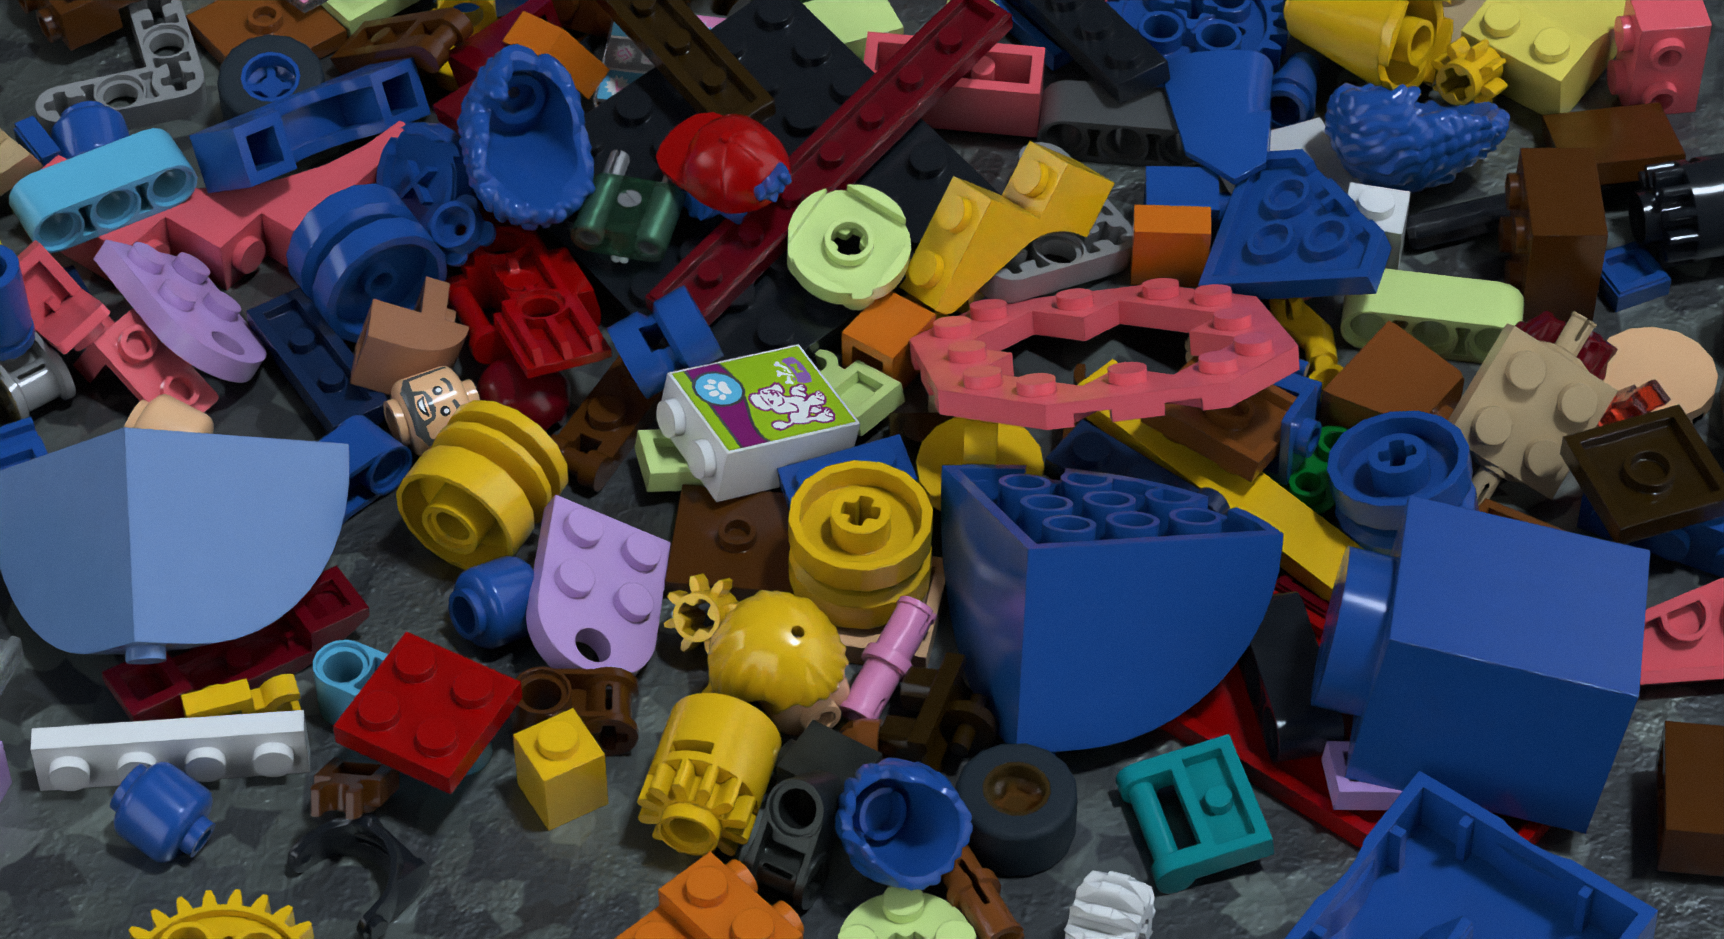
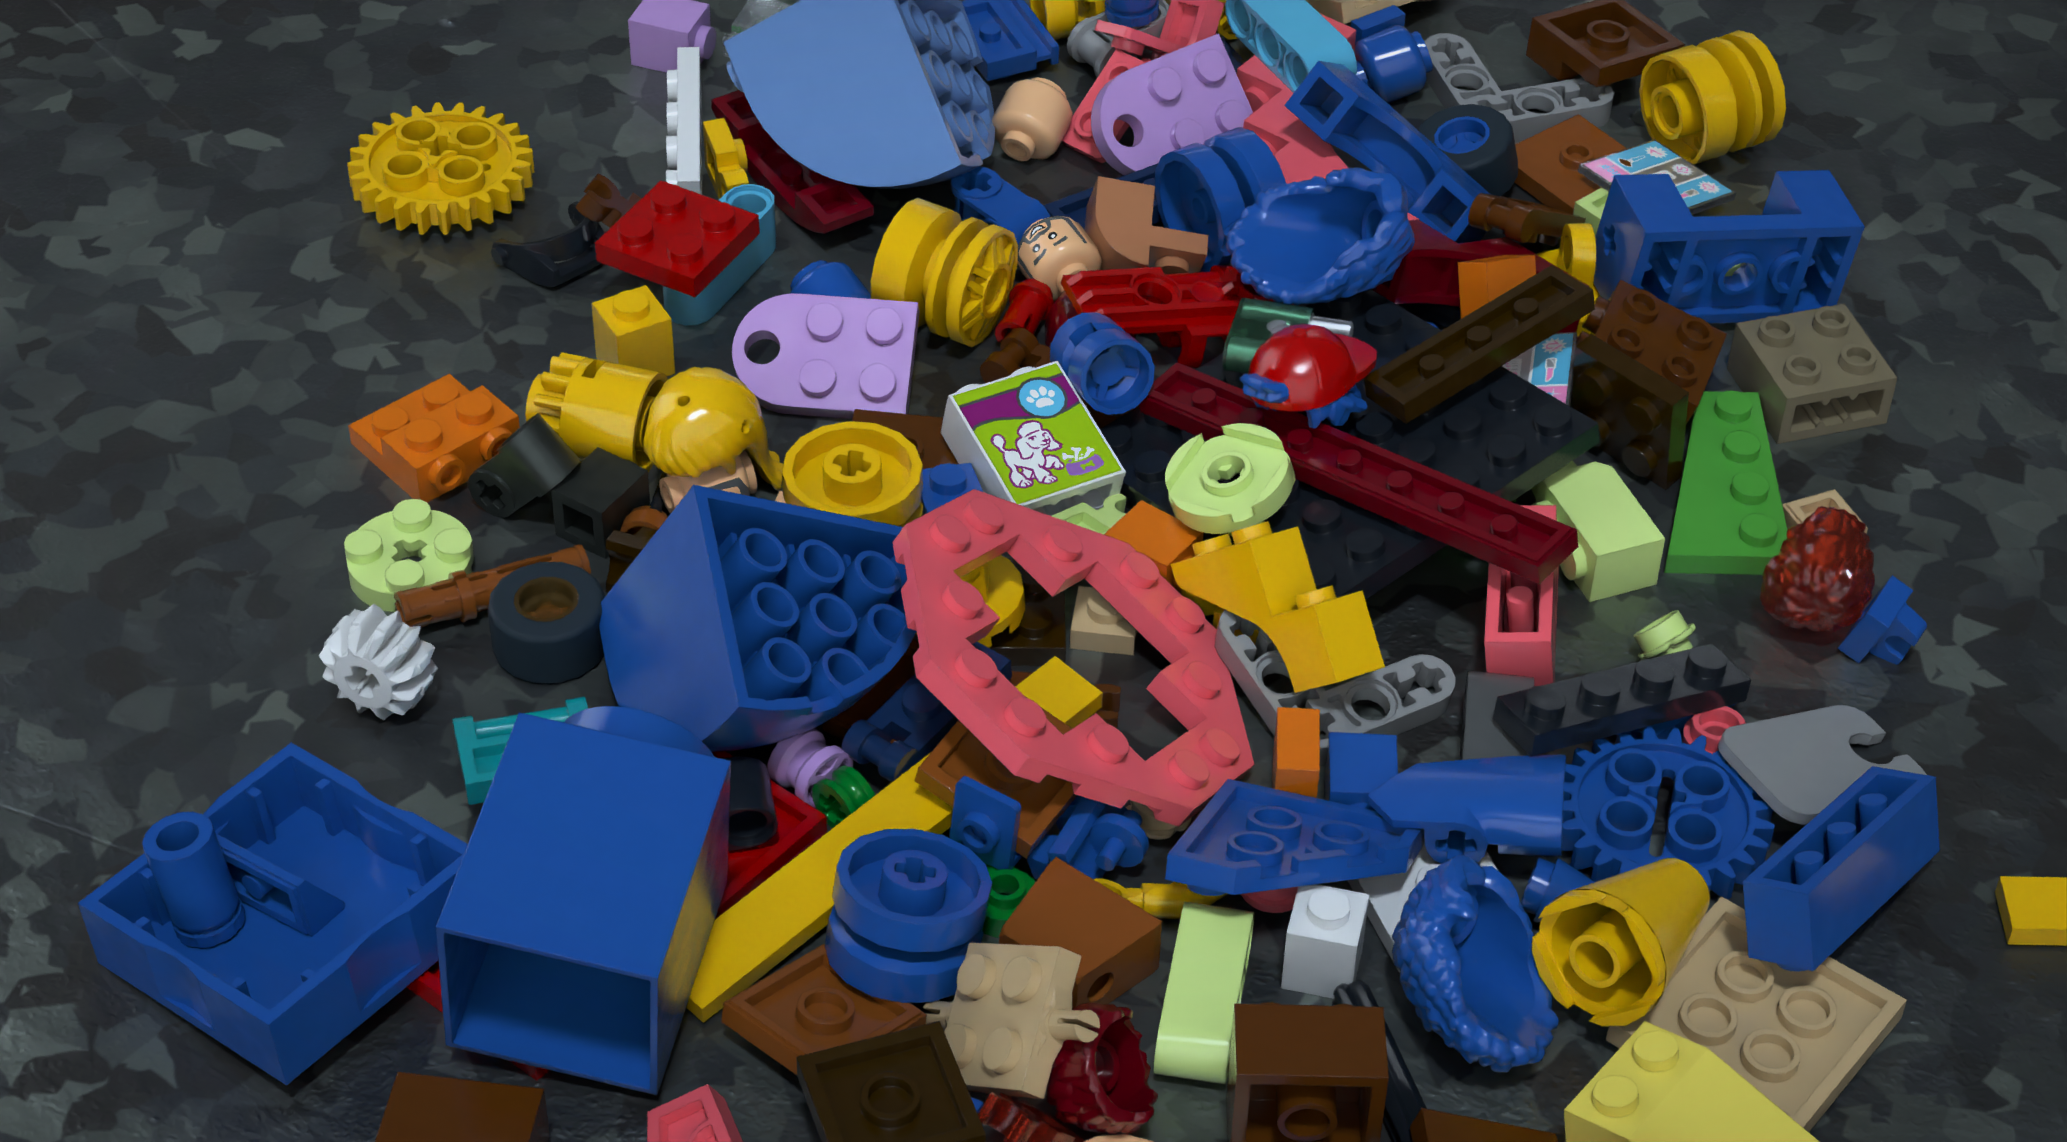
camera: 90 degrees right, 5 degrees down
(163, 812) = (624, 131): blue head -> none
(554, 691) = (703, 334): reddish brown piece -> none
(689, 618) = (797, 415): yellow gear -> none
(902, 823) = (504, 511): blue hair -> none
(1469, 73) = (1582, 1035): yellow gear -> none

